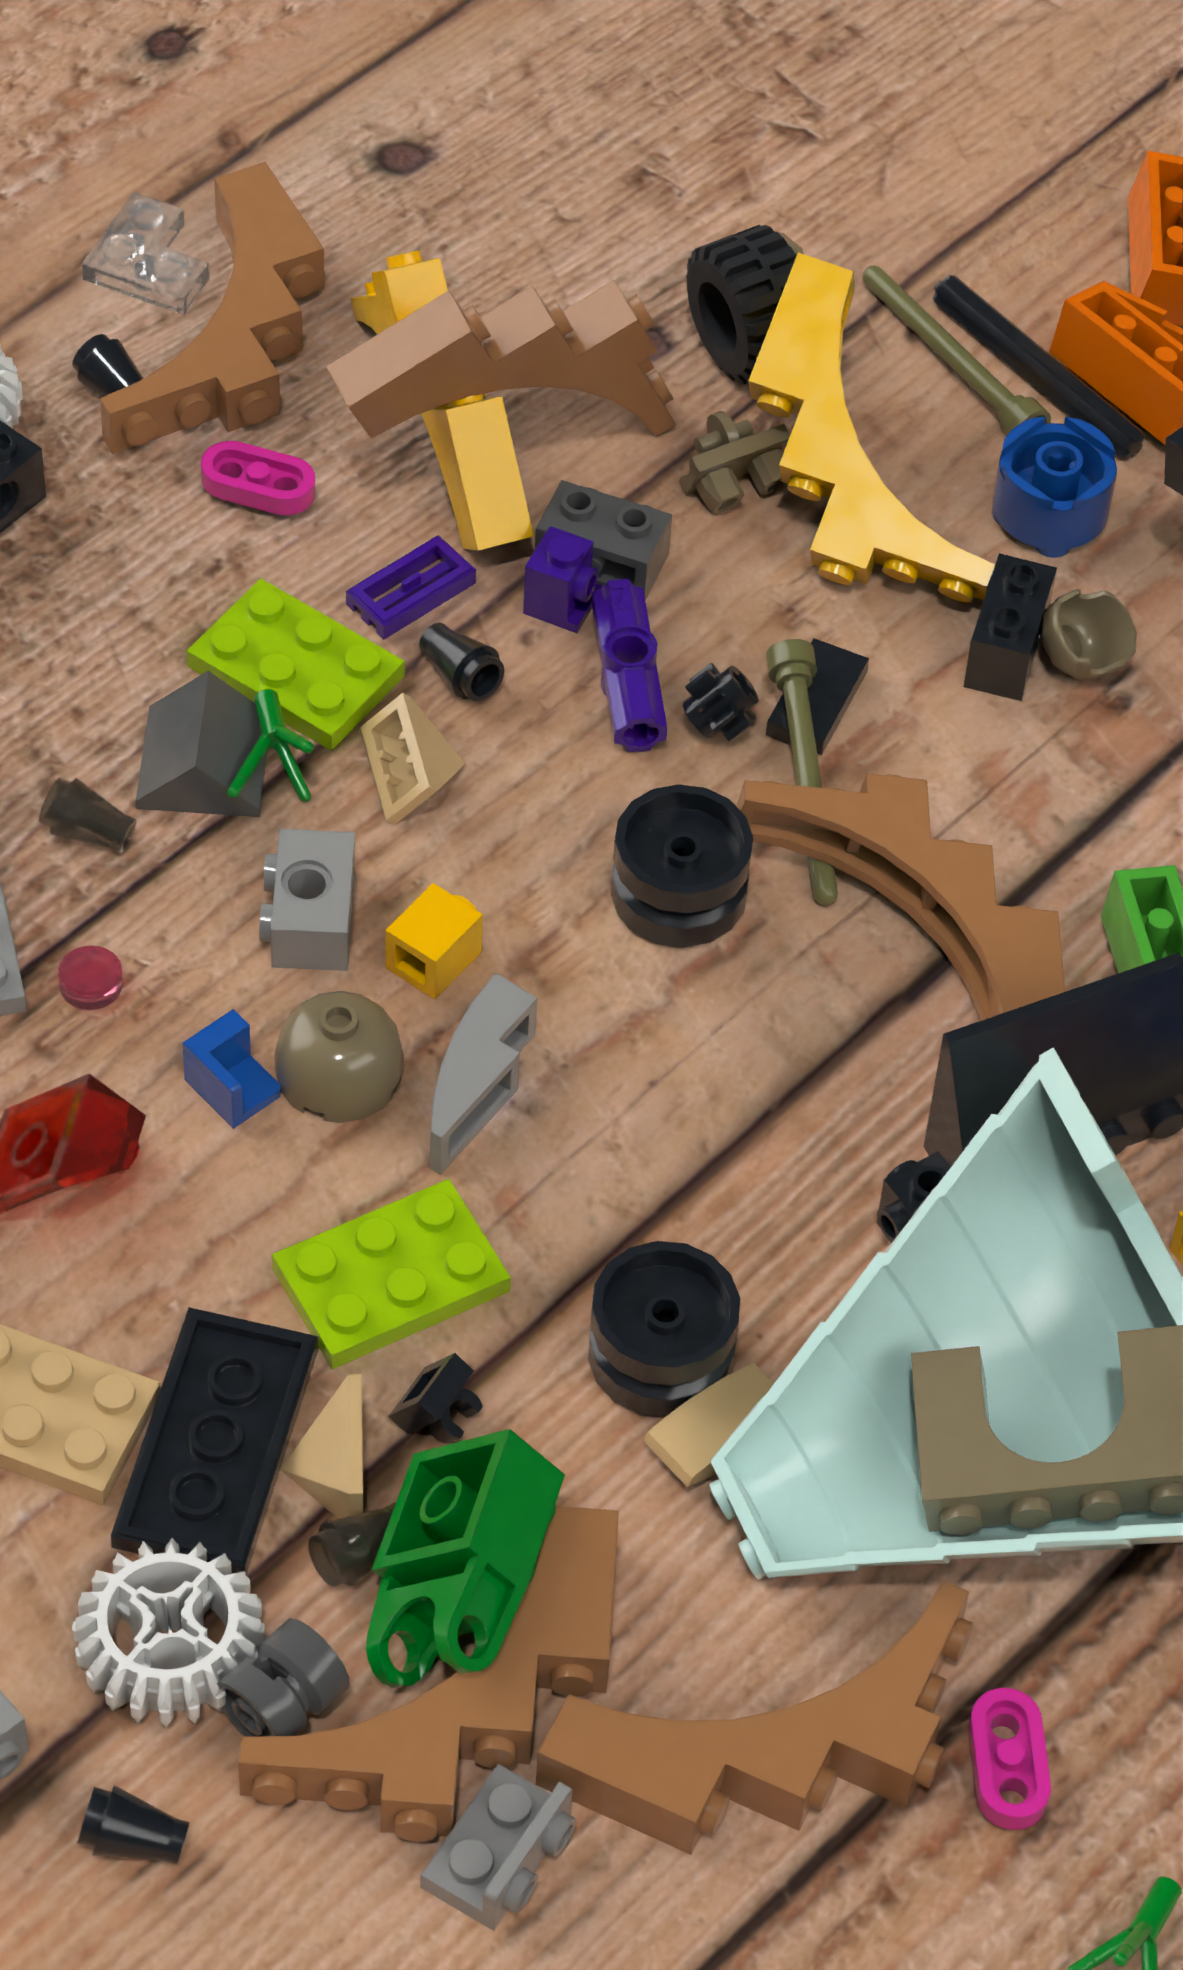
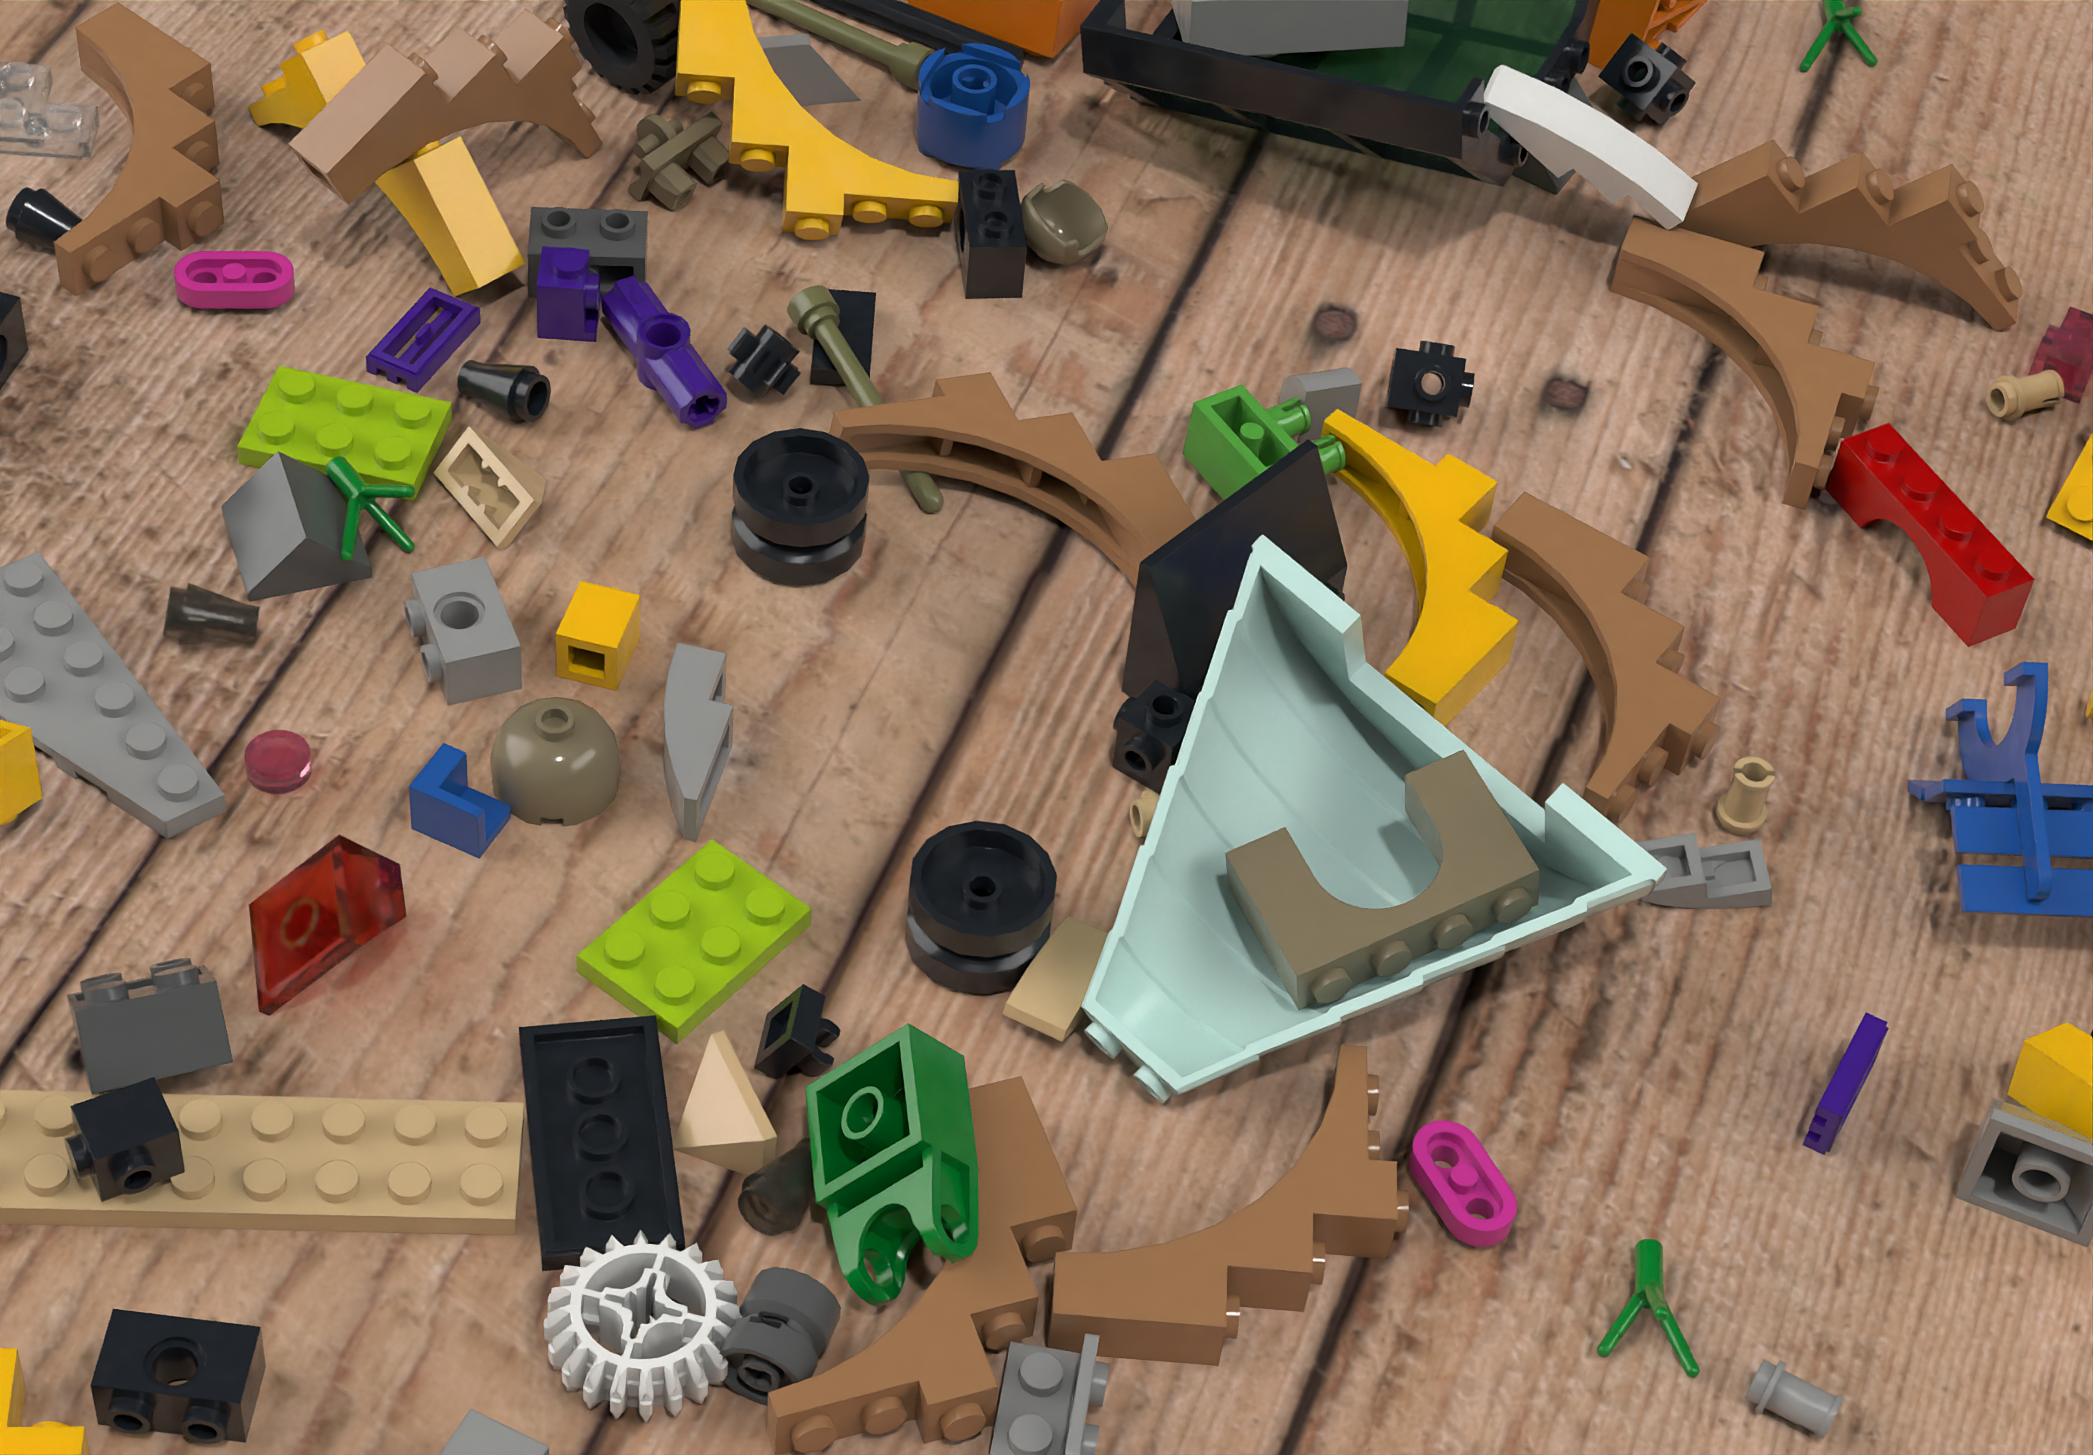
camera: 25 degrees left, 5 degrees down
(890, 401) = (804, 70): none -> light grey slope

